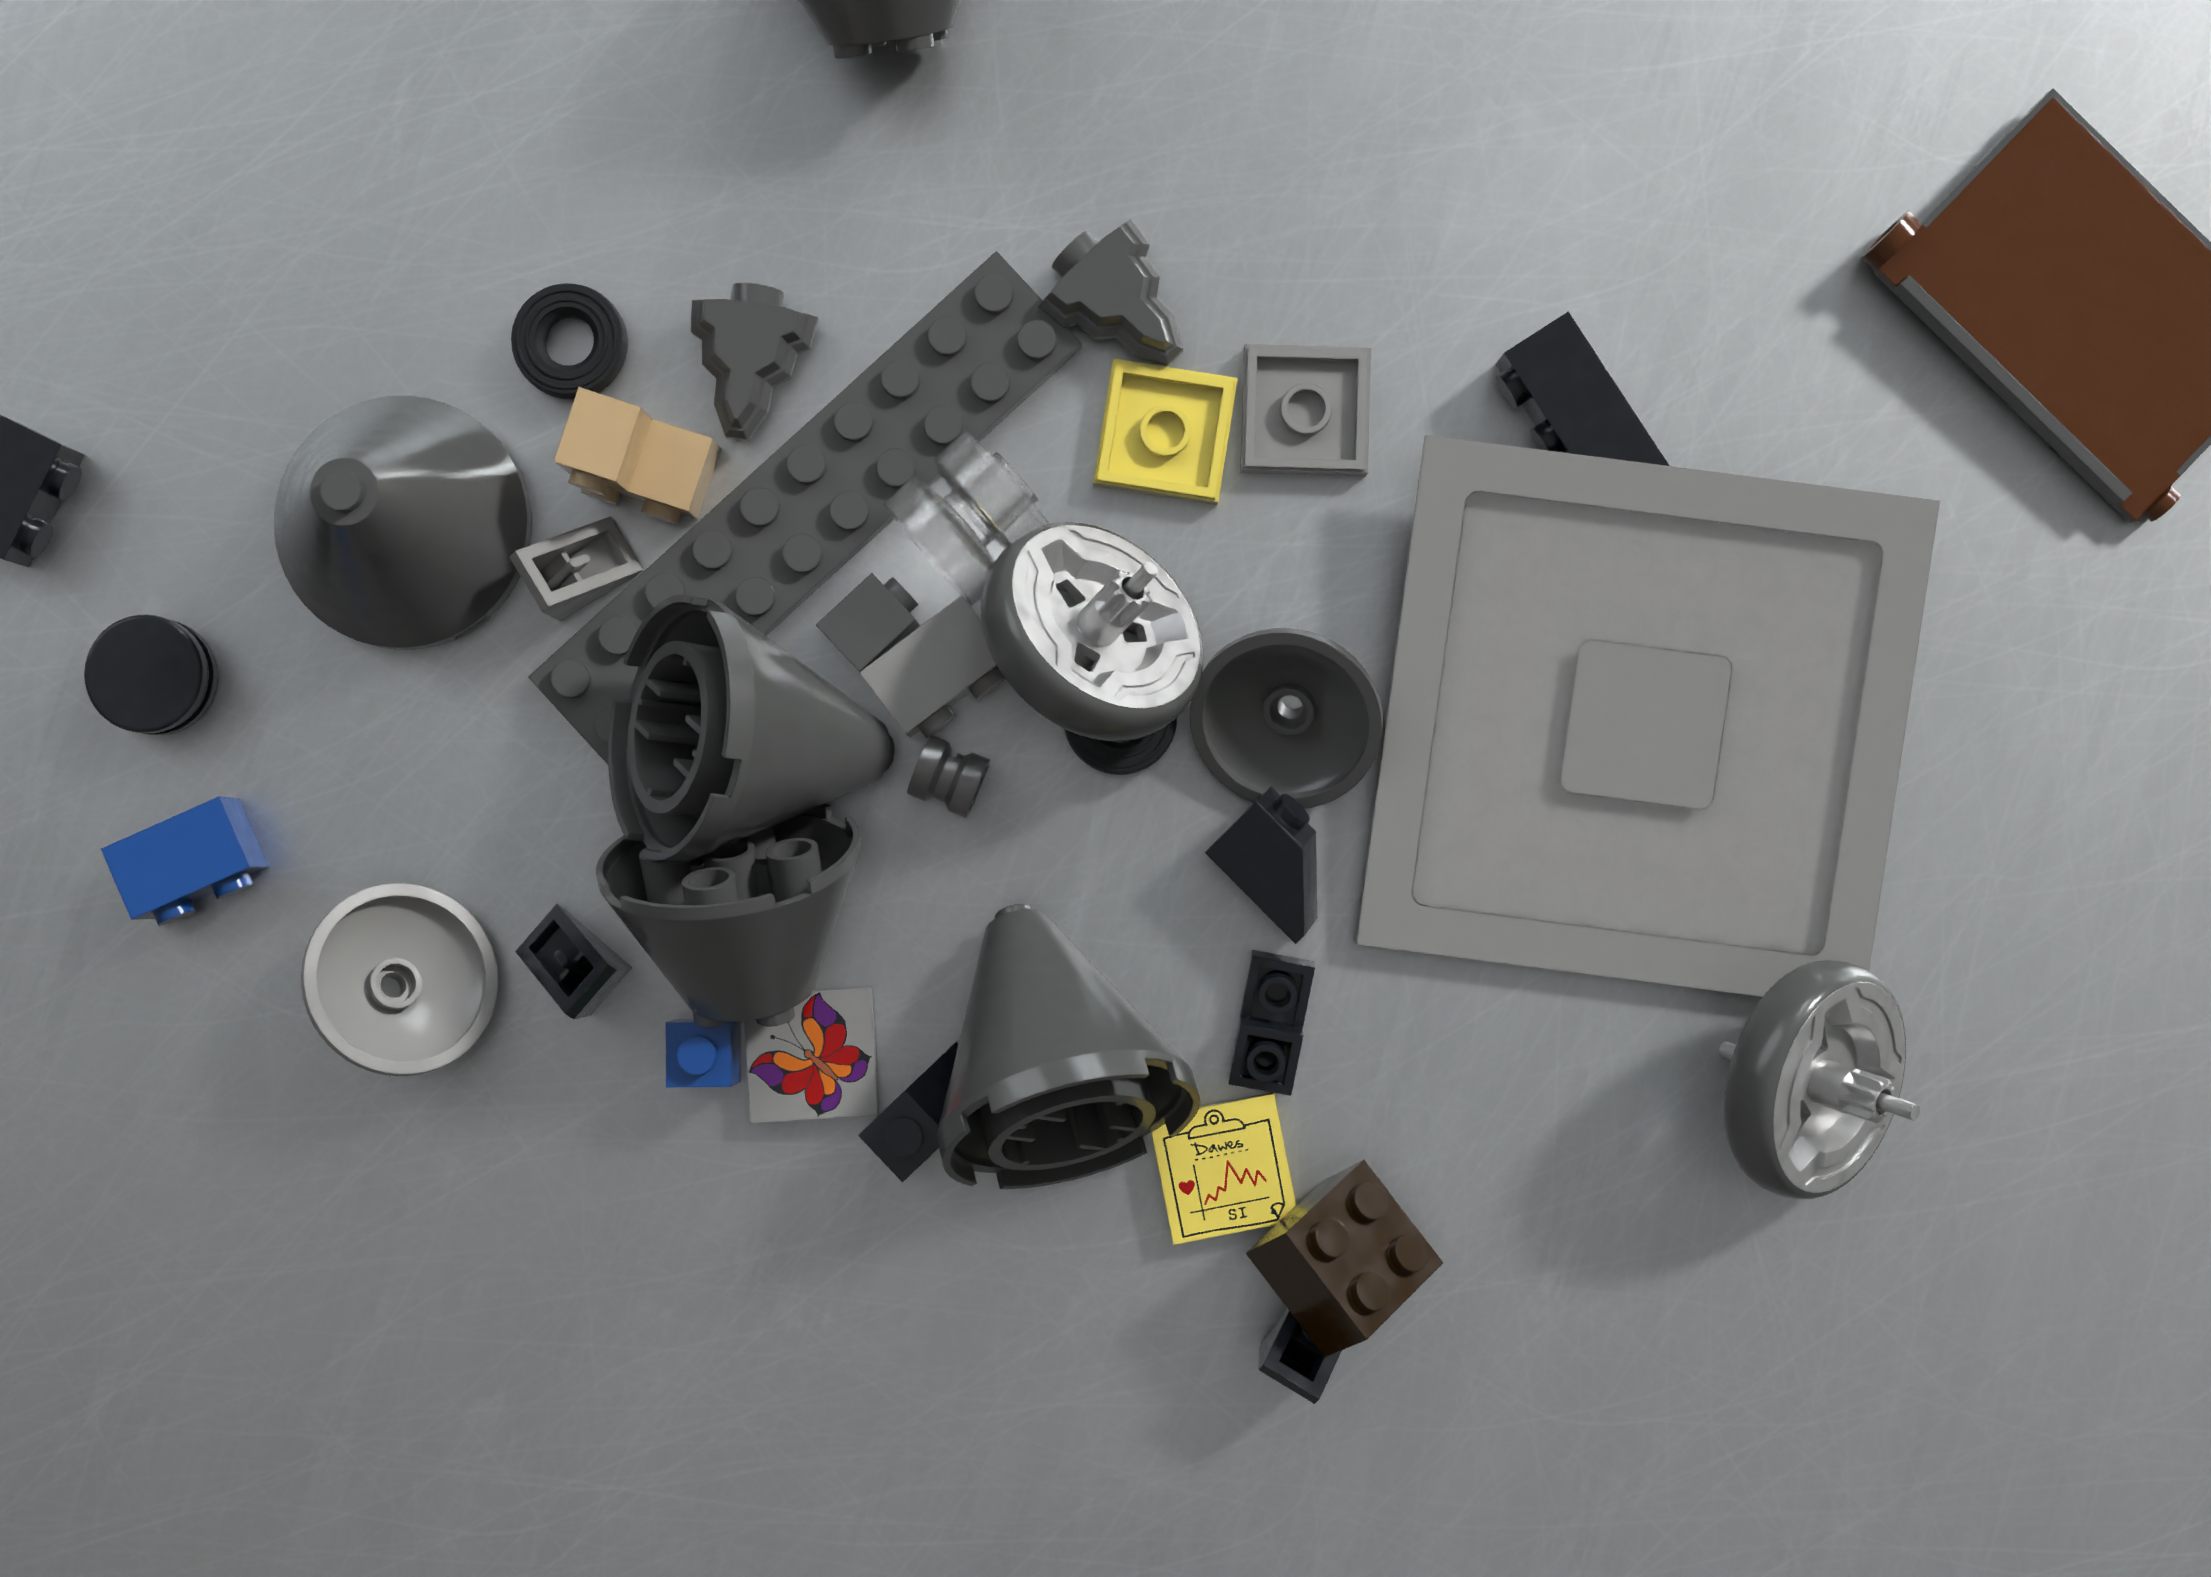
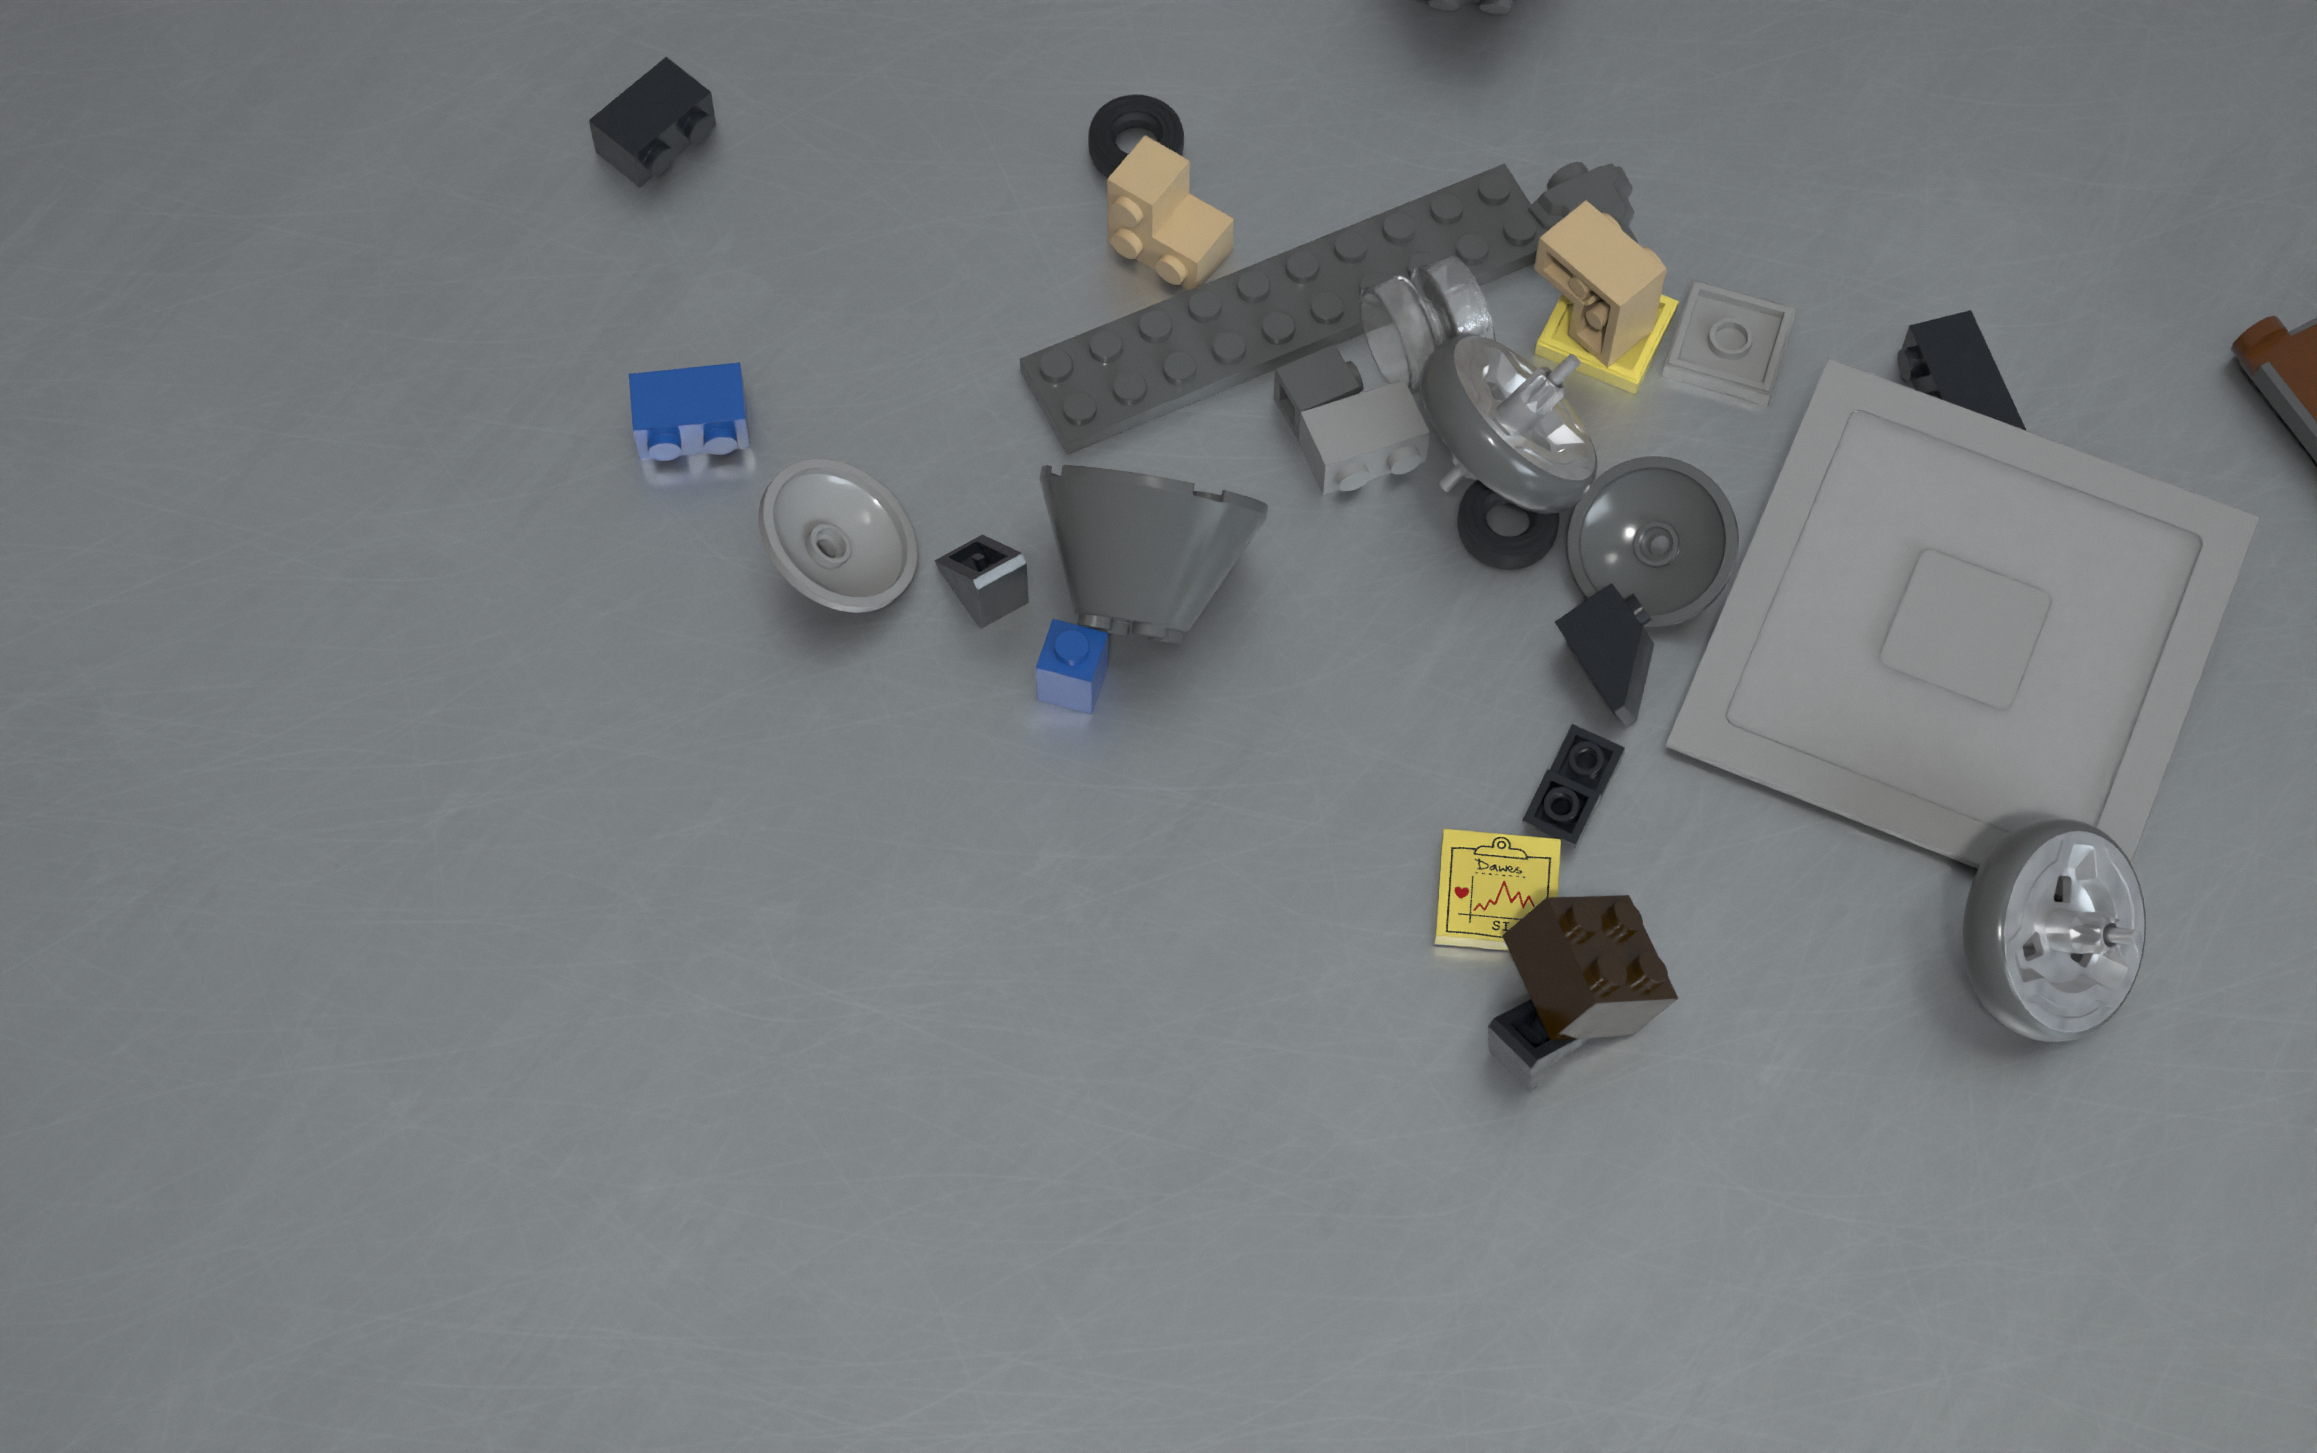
camera: 15 degrees right, 25 degrees down
(150, 675) = (712, 277): black head -> none
(401, 522) = (955, 221): dark grey cone -> none
(576, 567) = (1084, 290): light grey slope -> none
(728, 734) = (1190, 404): dark grey cone -> none
(749, 350) = (1282, 177): dark grey rock -> none
(816, 1062) = (1161, 704): tile -> none
(909, 1126) = (1246, 770): black slope -> none
(948, 778) = (1349, 519): flat silver wheel -> none
(1053, 1065) = (1379, 754): dark grey cone -> none
(1148, 411) = (1607, 279): none -> tan brick

